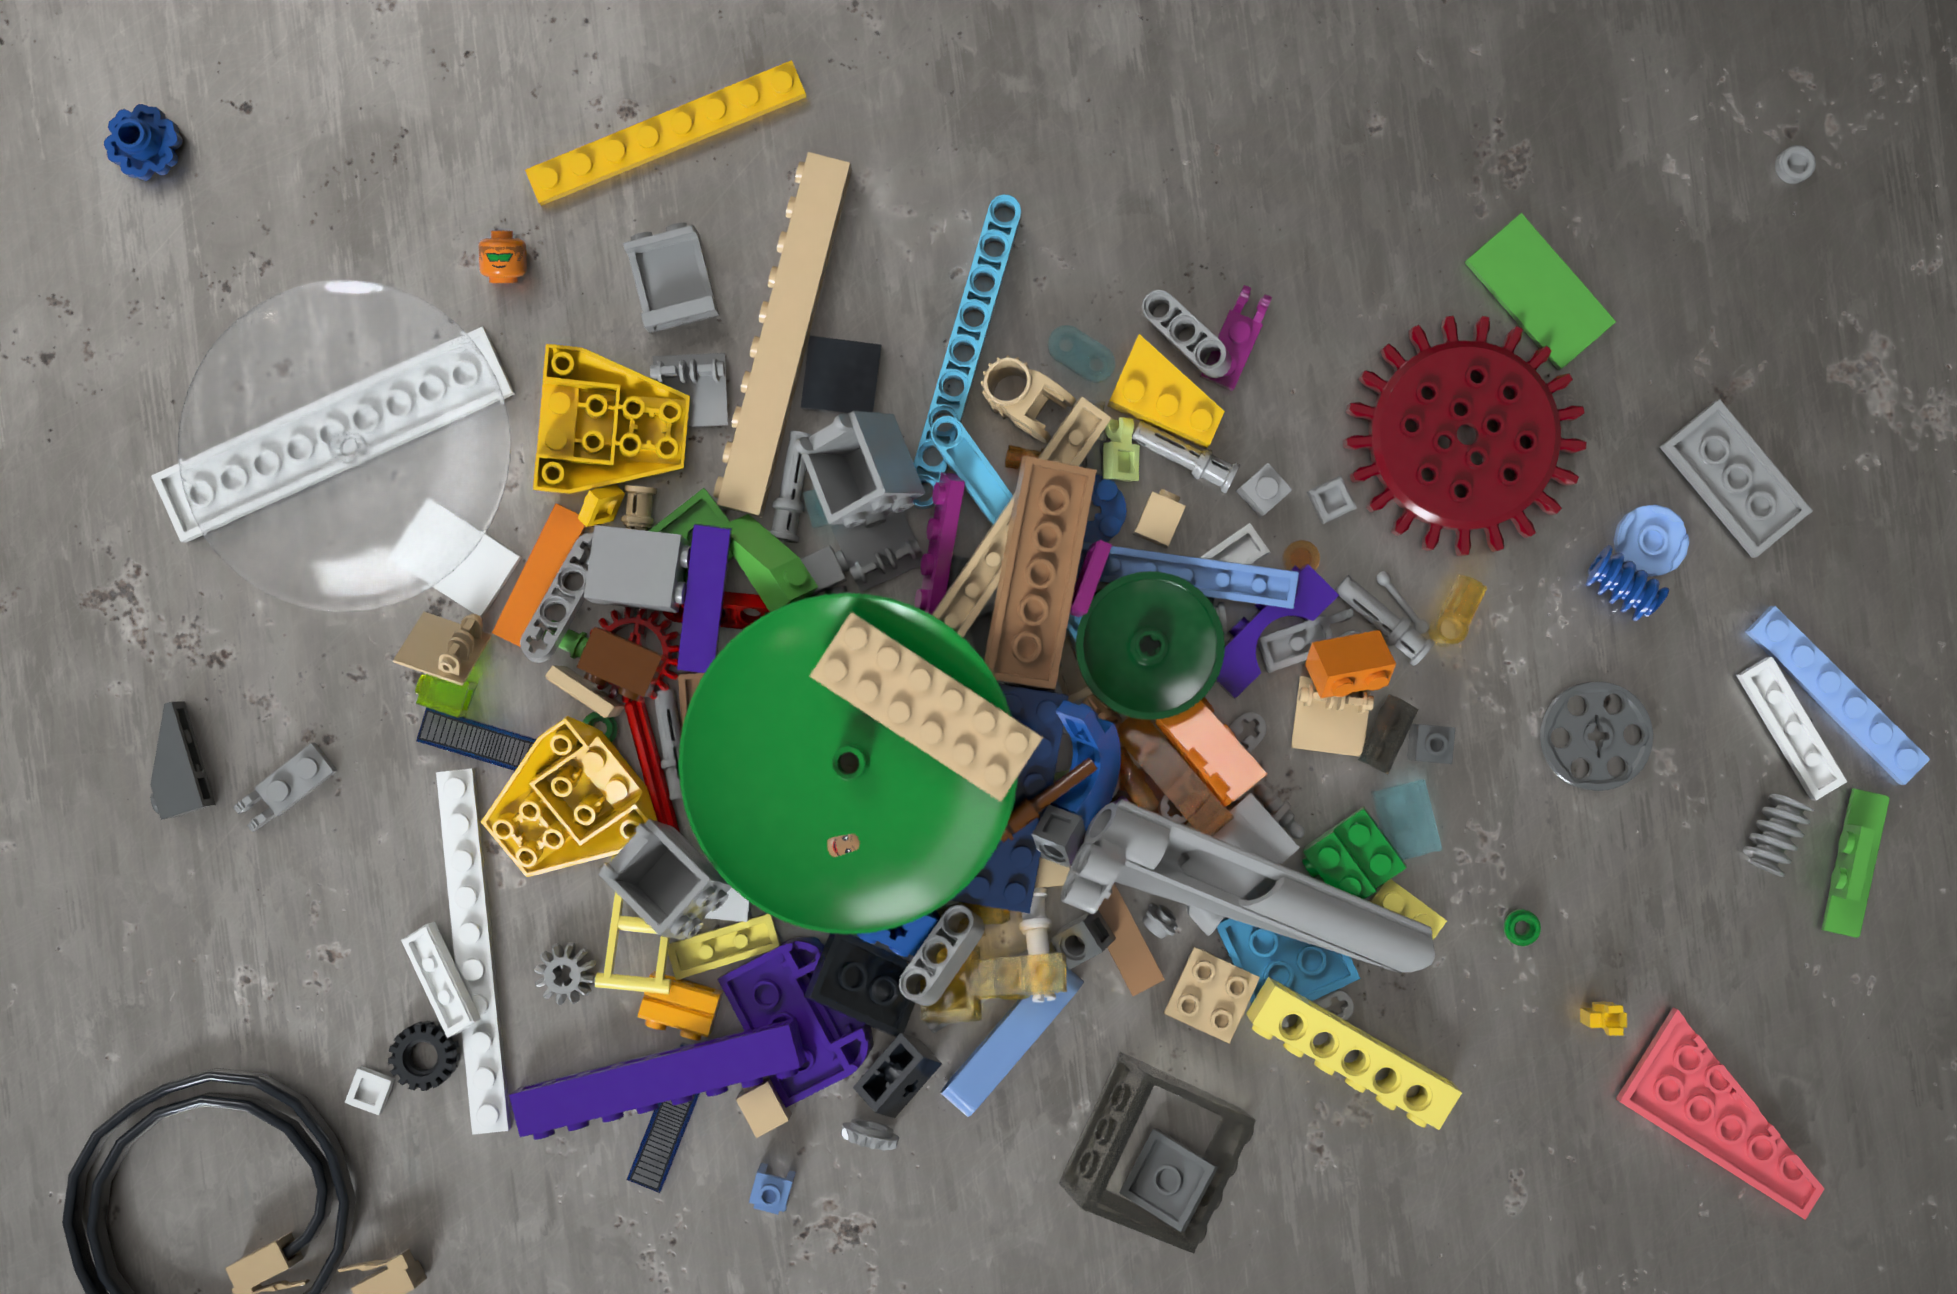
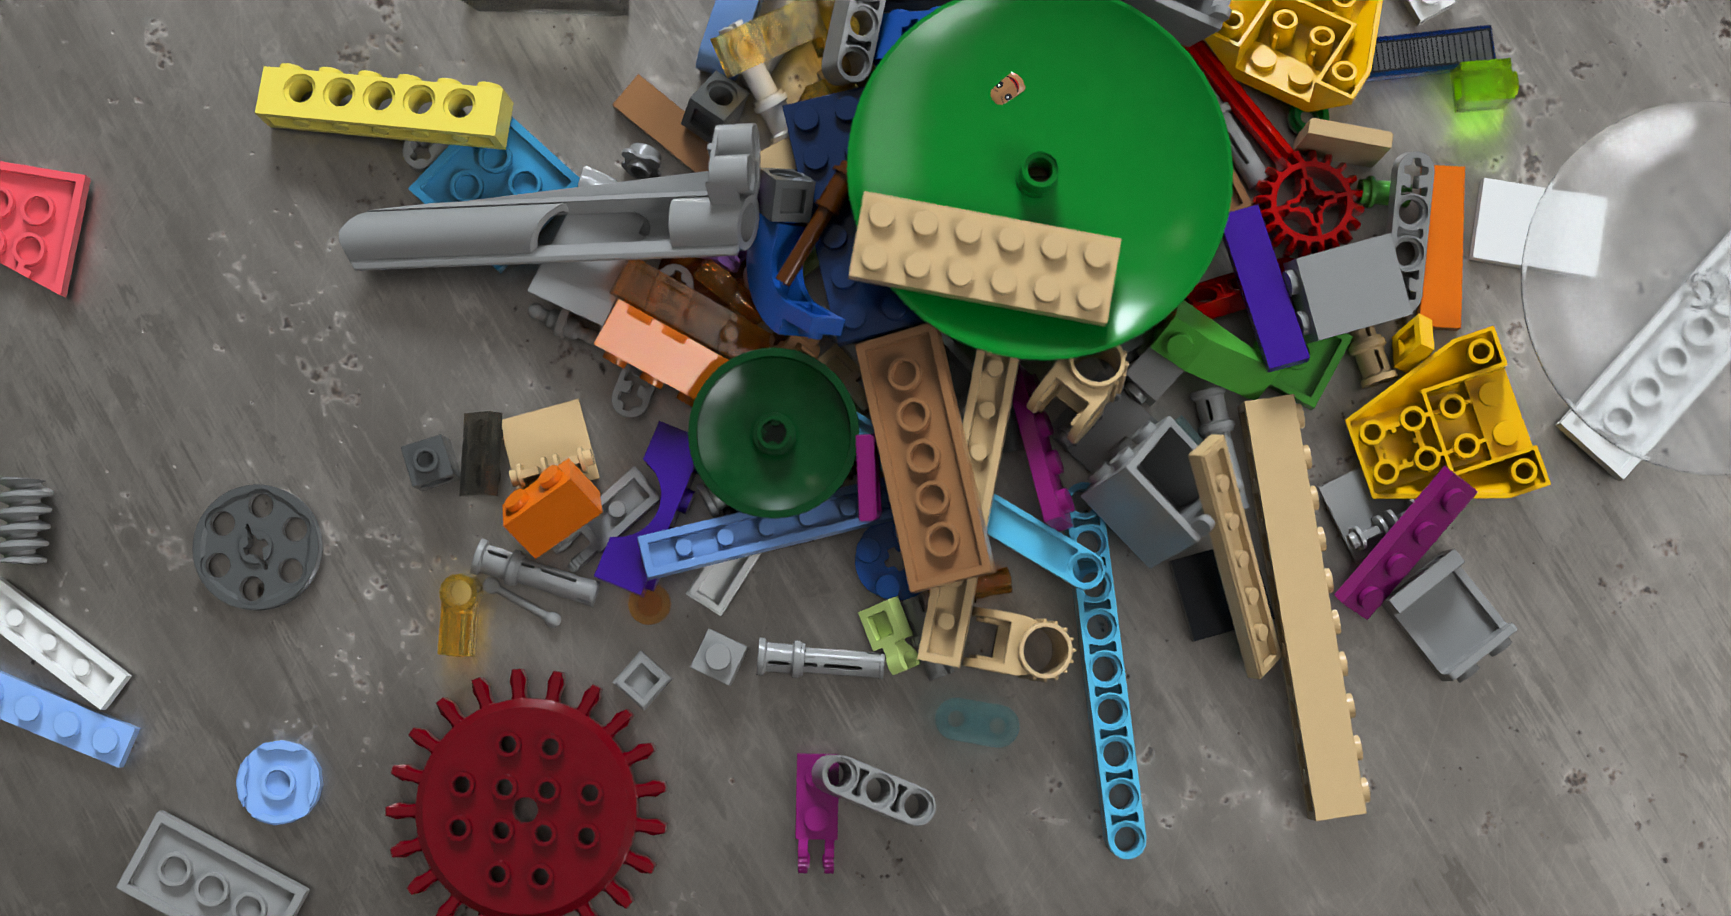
camera: 155 degrees right, 5 degrees down
(444, 647) = (1508, 128): tan hinge -> none
(502, 257) = (1636, 561): orange head -> none
(620, 663) = (1319, 183): reddish brown brick -> none
(665, 133) = (1524, 773): yellow plate -> none
(680, 348) = (1406, 543): none -> magenta plate
(824, 392) = (1235, 555): none -> tan tile
(888, 565) = (1078, 393): none -> tan piece
(1159, 518) = (818, 580): tan brick -> none
(1164, 397) = (869, 711): yellow wedge -> none
(1211, 995) = (557, 107): tan hinge -> none
(1354, 856) = (466, 310): green plate -> none
(1399, 900) = (394, 285): light yellow plate -> none
(1407, 818) = (425, 374): clear light blue plate -> none
(1533, 927) = (249, 305): green plate -> none
(1605, 1016) = (133, 255): yellow plate -> none
(1626, 583) = (288, 721): blue piece -> none

